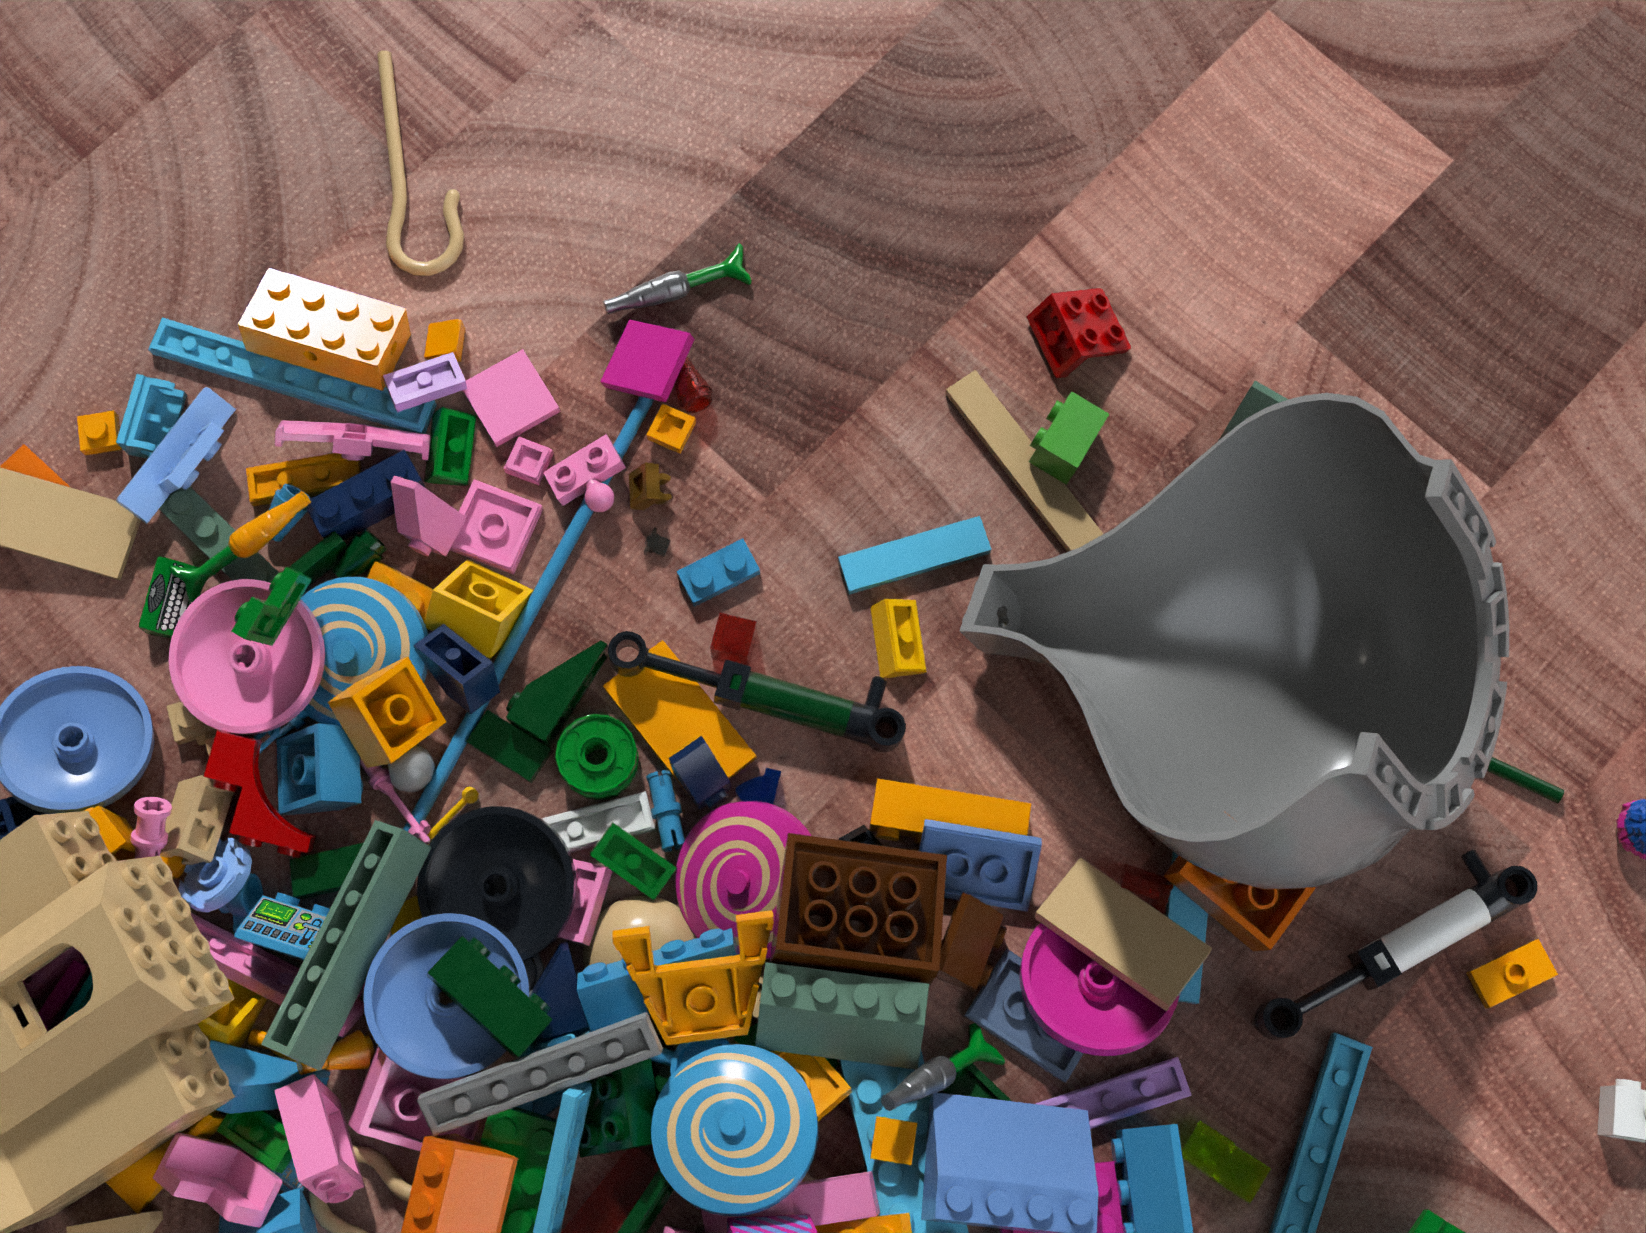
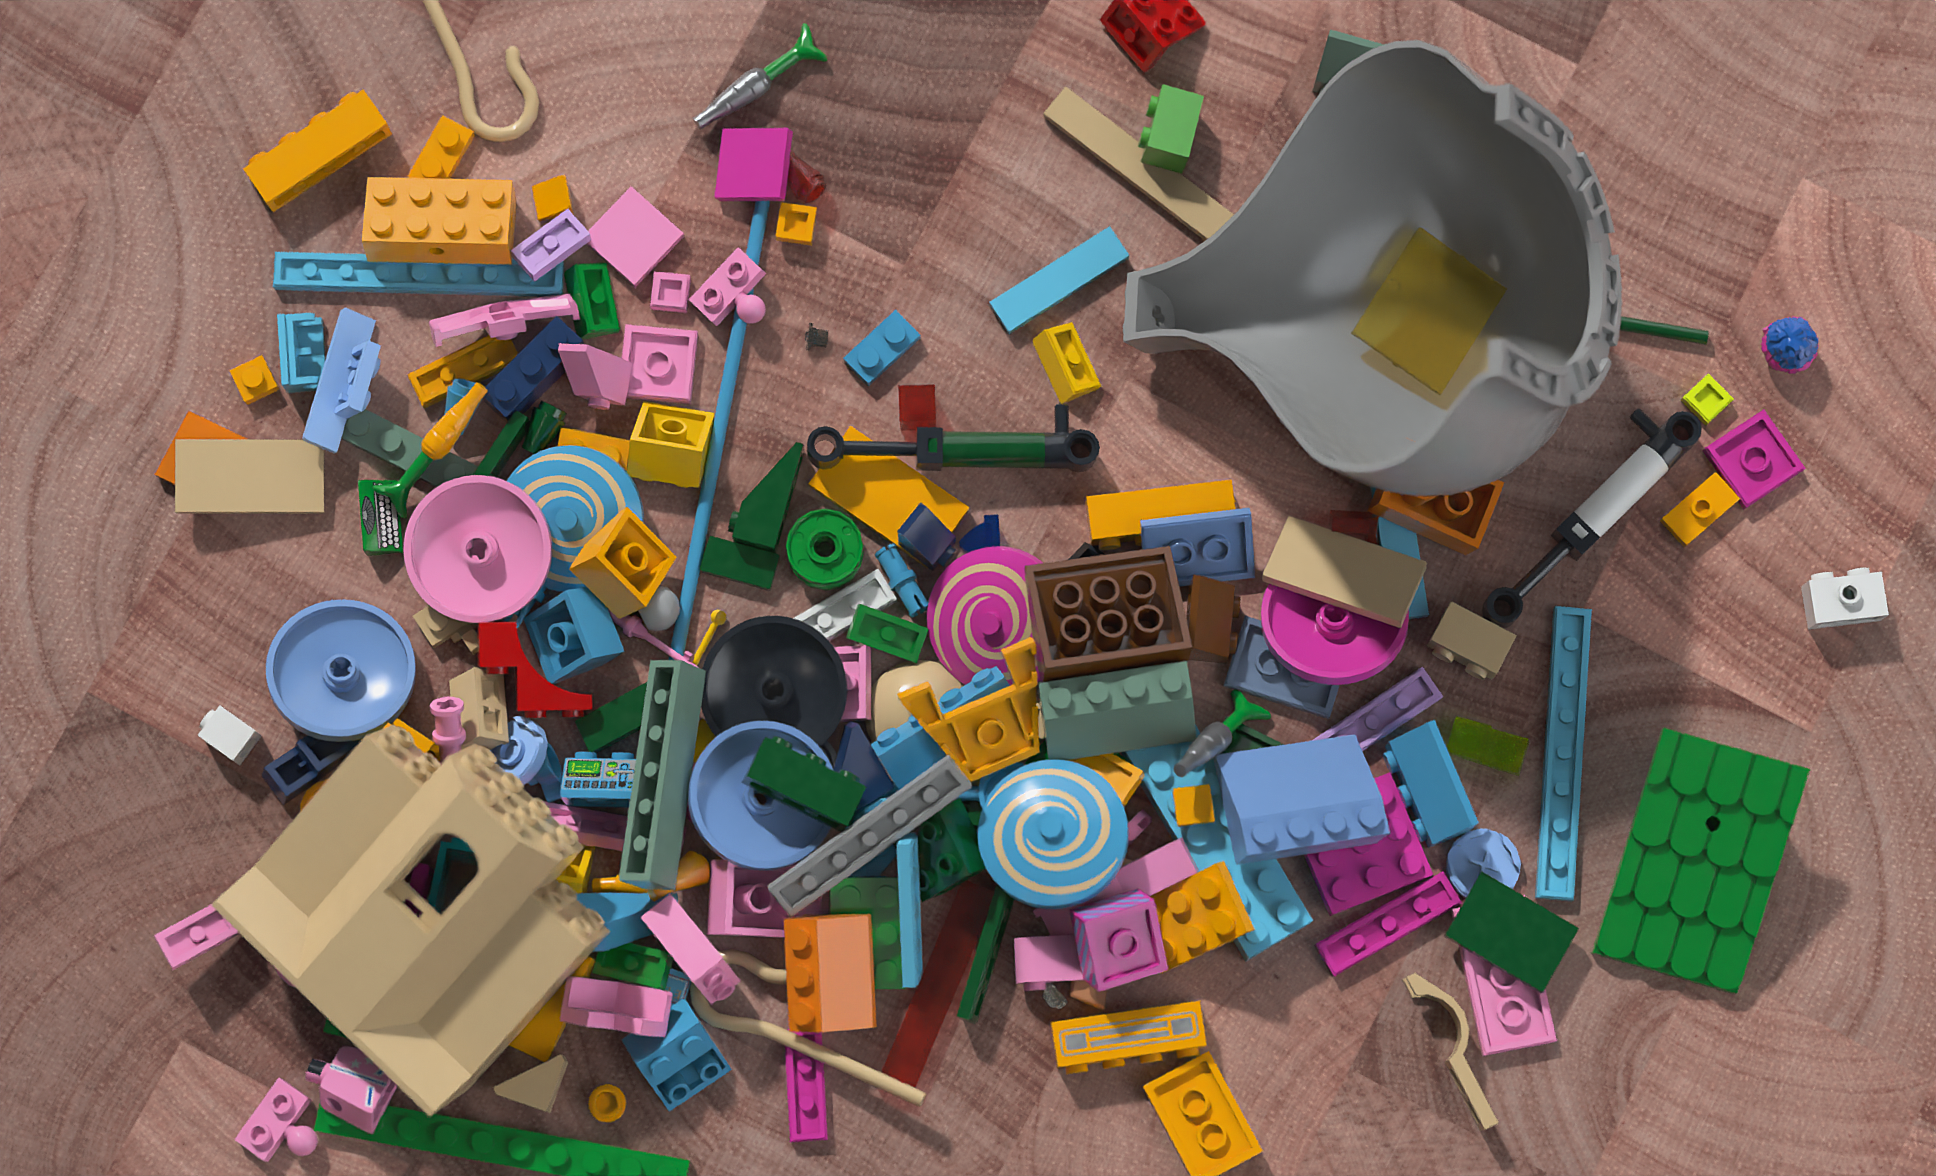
camera: 15 degrees left, 5 degrees up
(234, 234) = (317, 150): none -> light orange brick
(264, 620) = (491, 508): green plate -> none
(356, 267) = (443, 150): none -> light orange plate
(458, 668) = (675, 504): dark blue slope -> none
(645, 486) = (790, 286): pearl gold tile -> none
(831, 1140) = (1138, 824): none -> bright pink tile
(1236, 1045) = (1470, 641): none -> tan brick
(1281, 688) = (1429, 311): none -> clear yellow piece
(1546, 860) = (1707, 399): none -> neon yellow tile
(1581, 936) = (1754, 459): none -> dark pink tile

